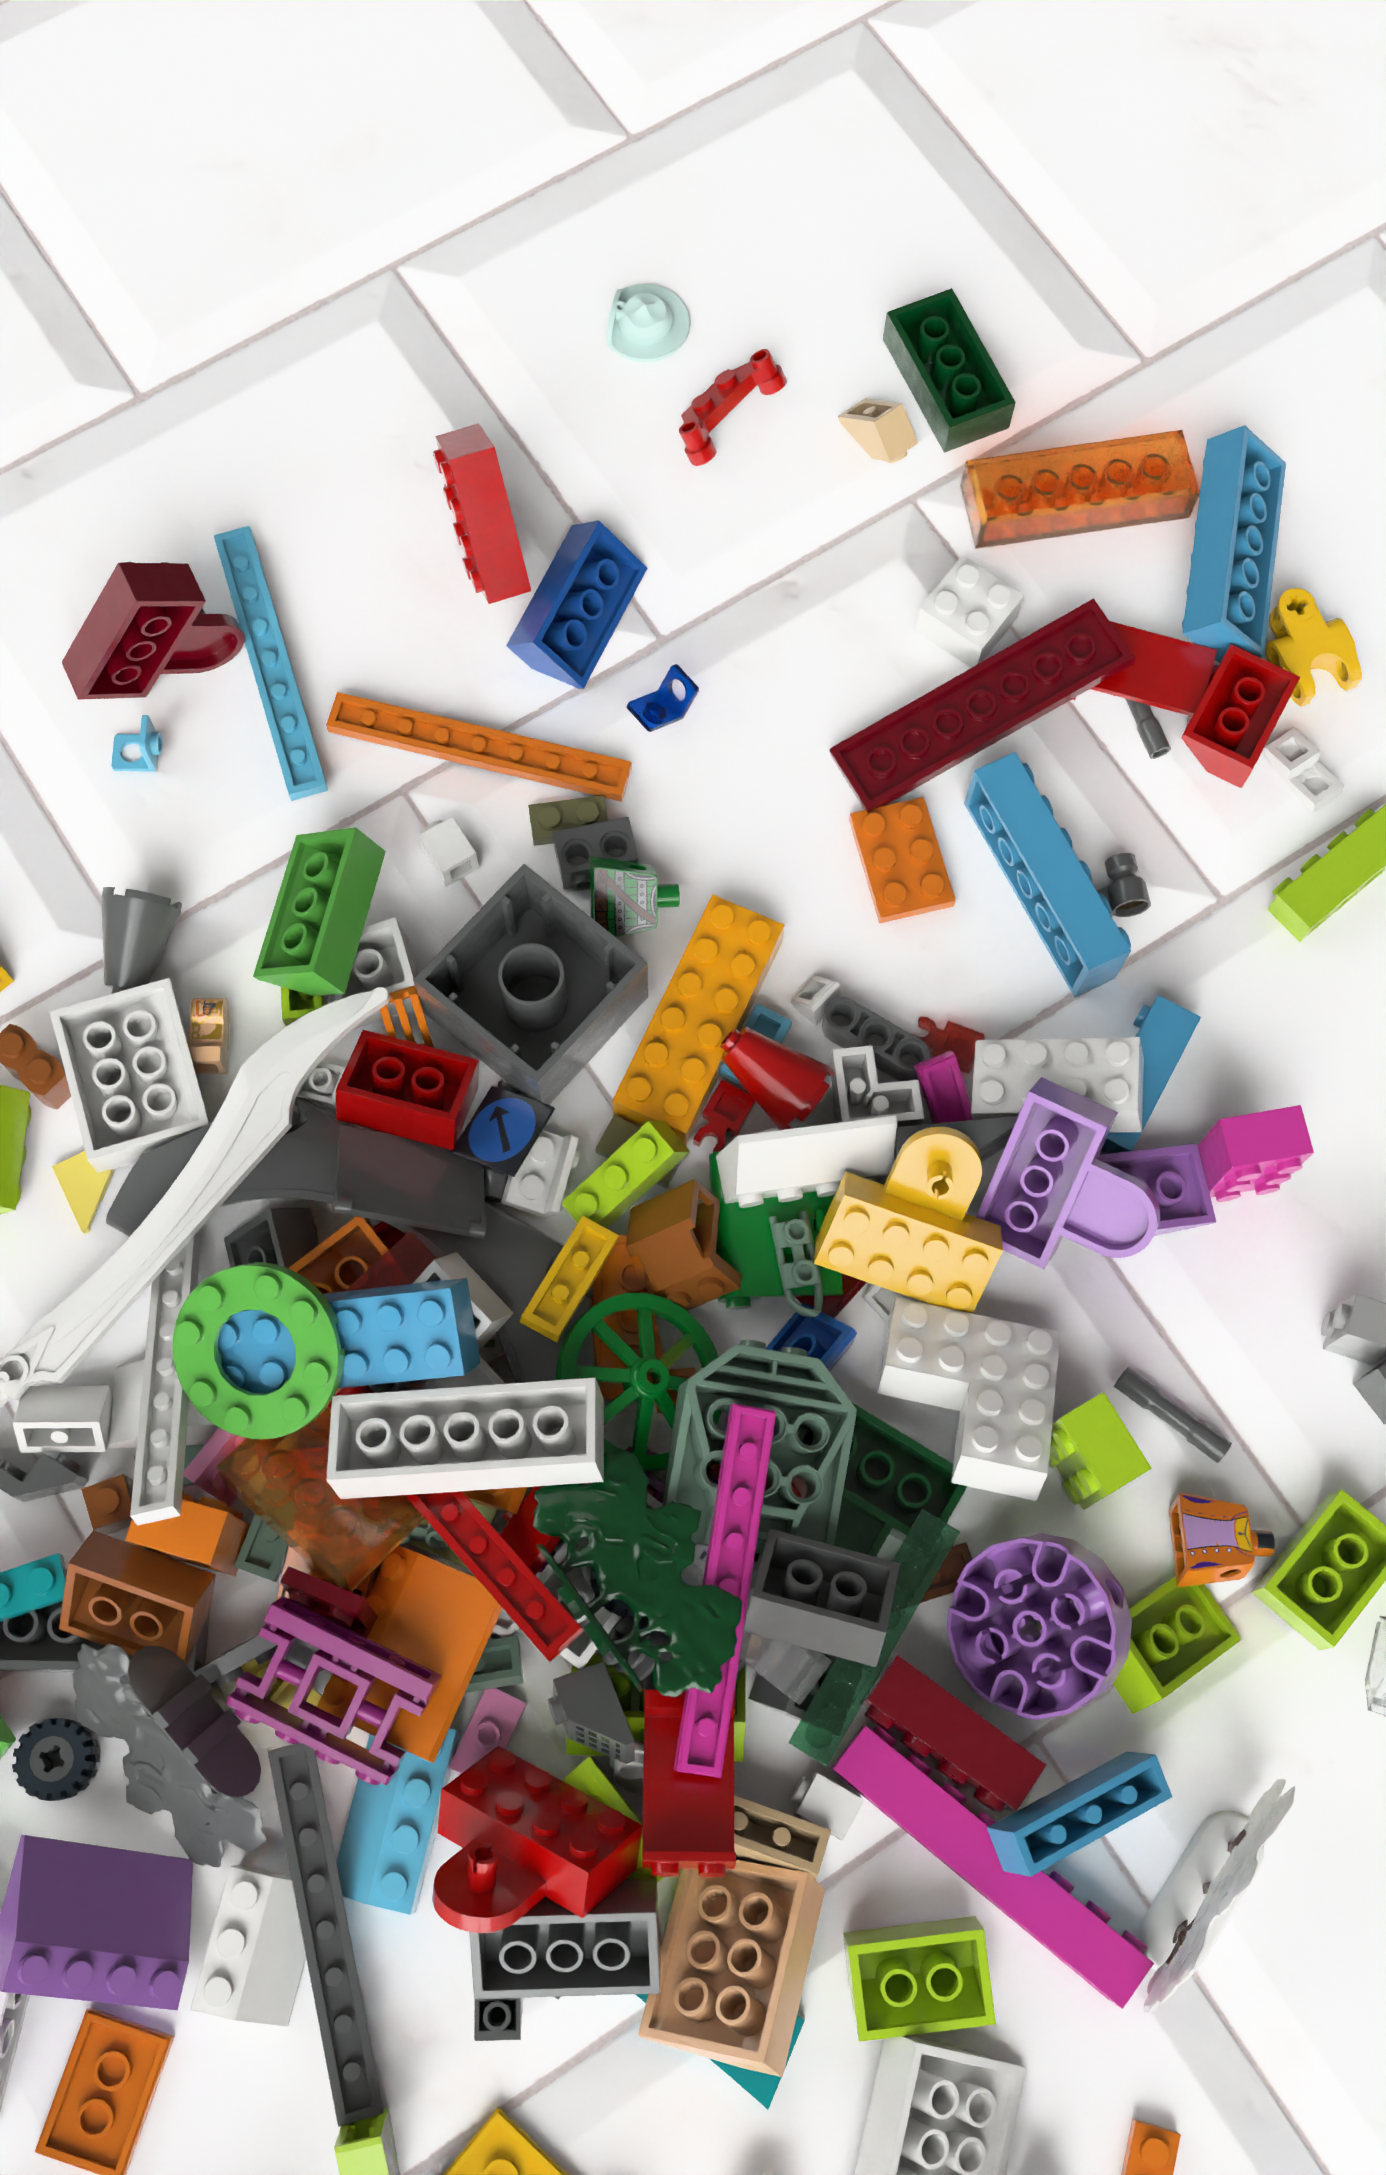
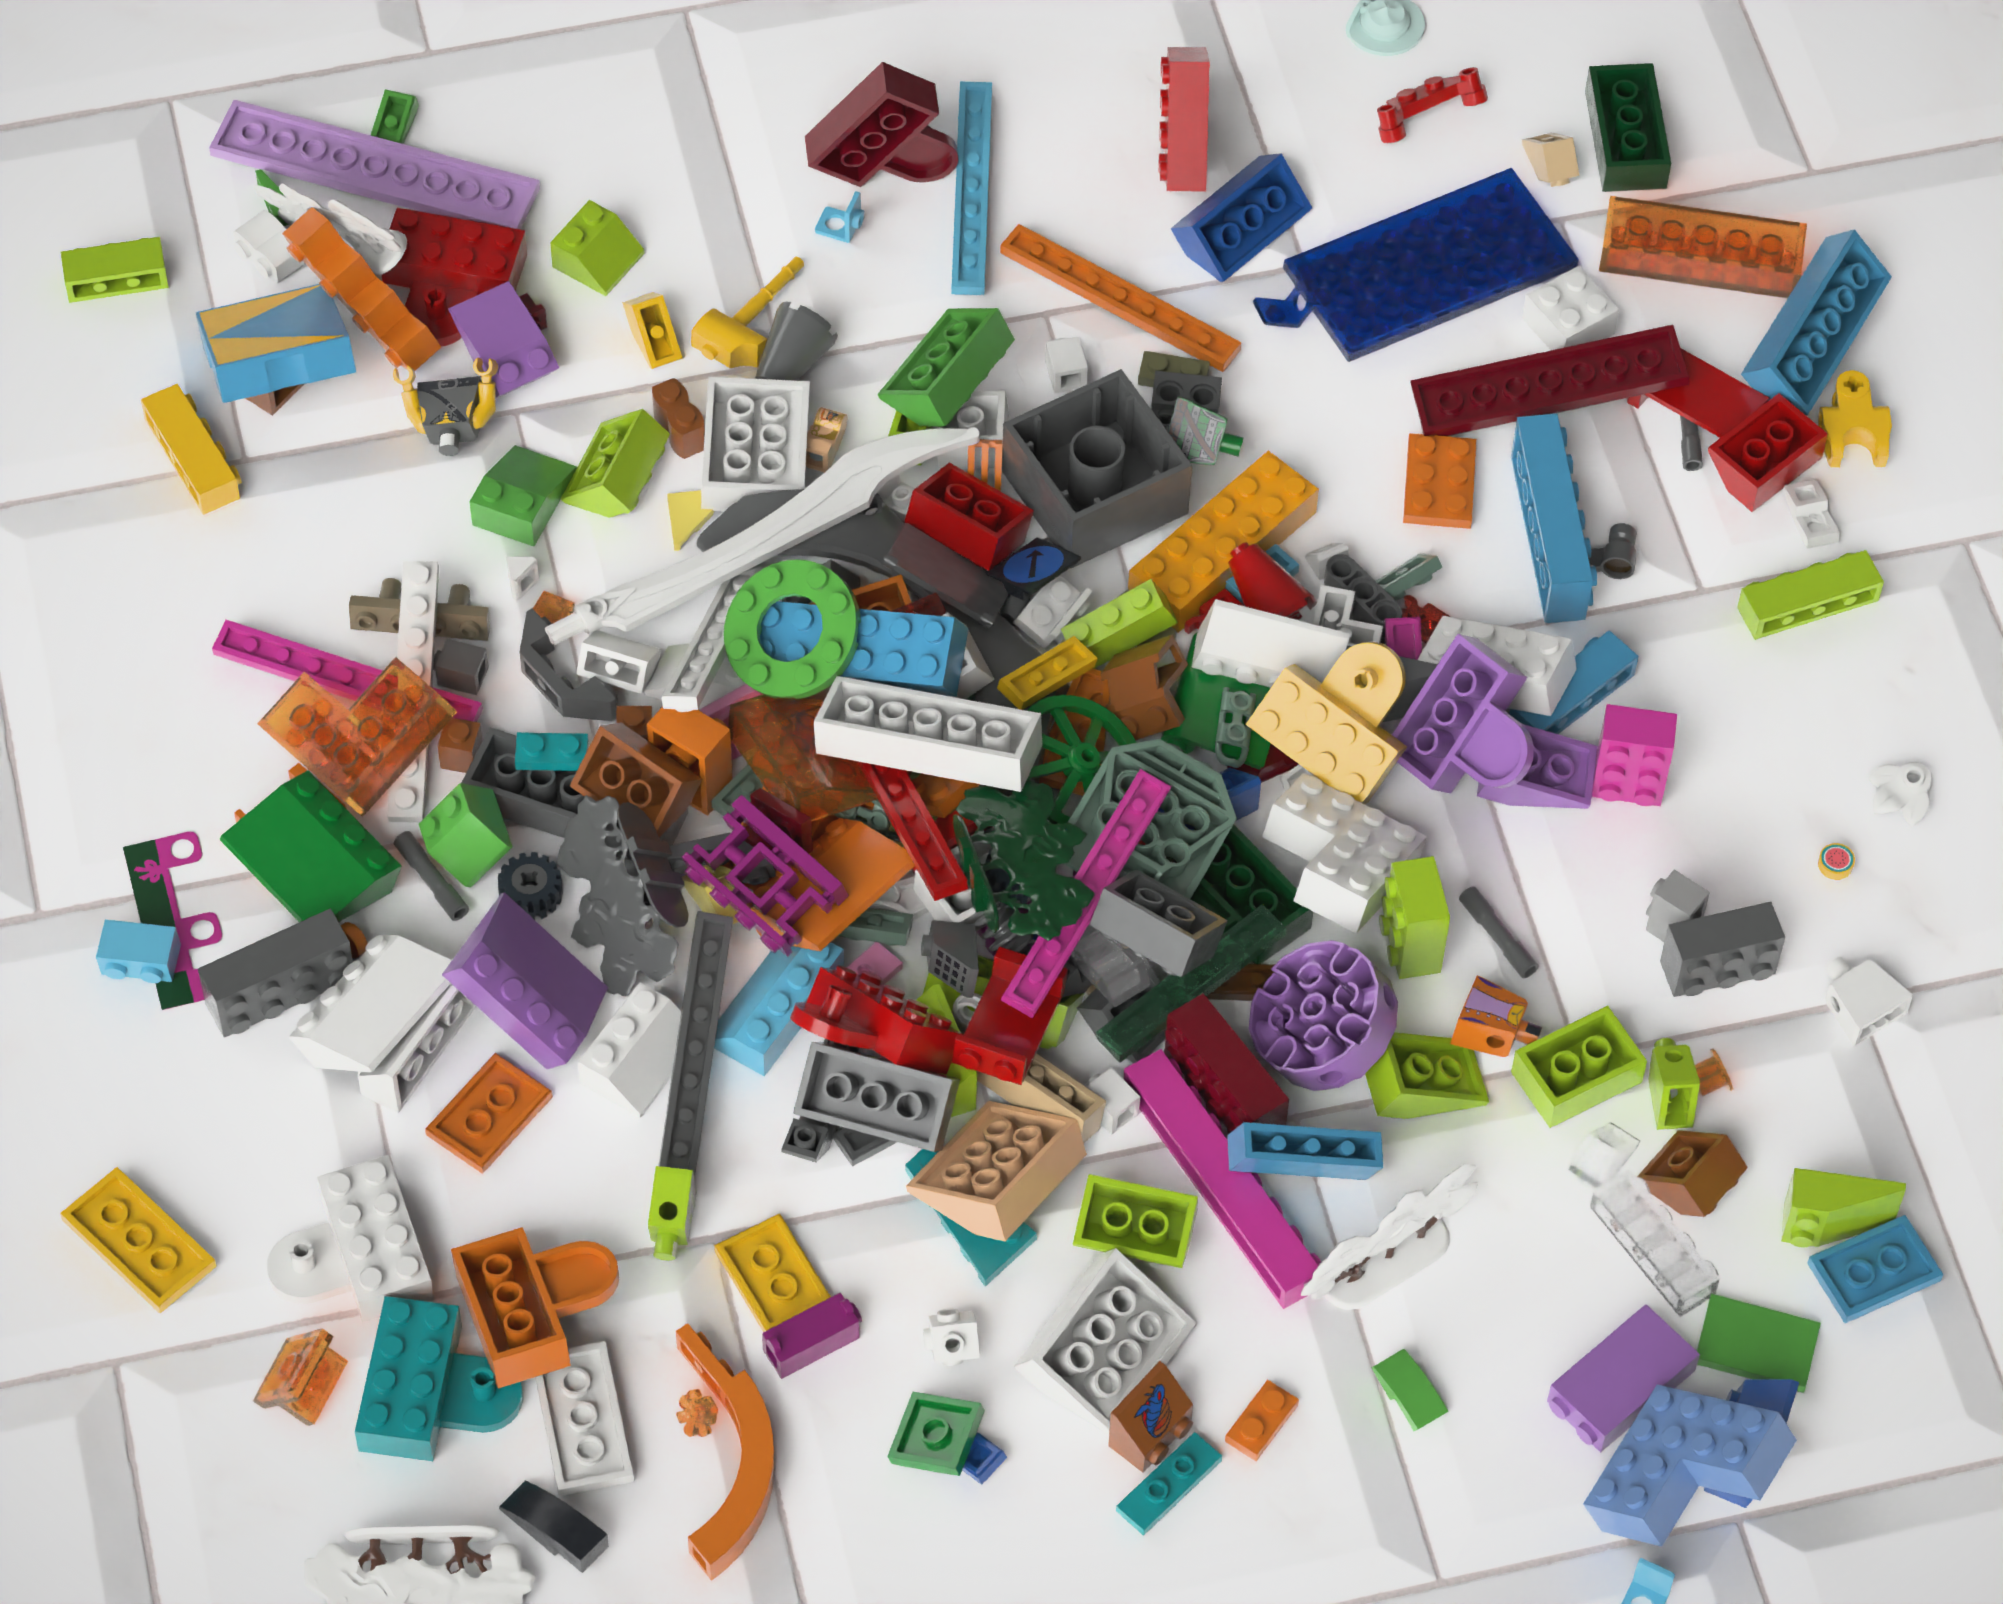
camera: 20 degrees right, 15 degrees down
(55, 942) = (729, 338): none -> yellow piece
(798, 598) = (1431, 264): none -> clear blue plate
(913, 993) = (1411, 573): none -> sand green plate
(1298, 2070) = (1410, 1388): none -> bright green slope

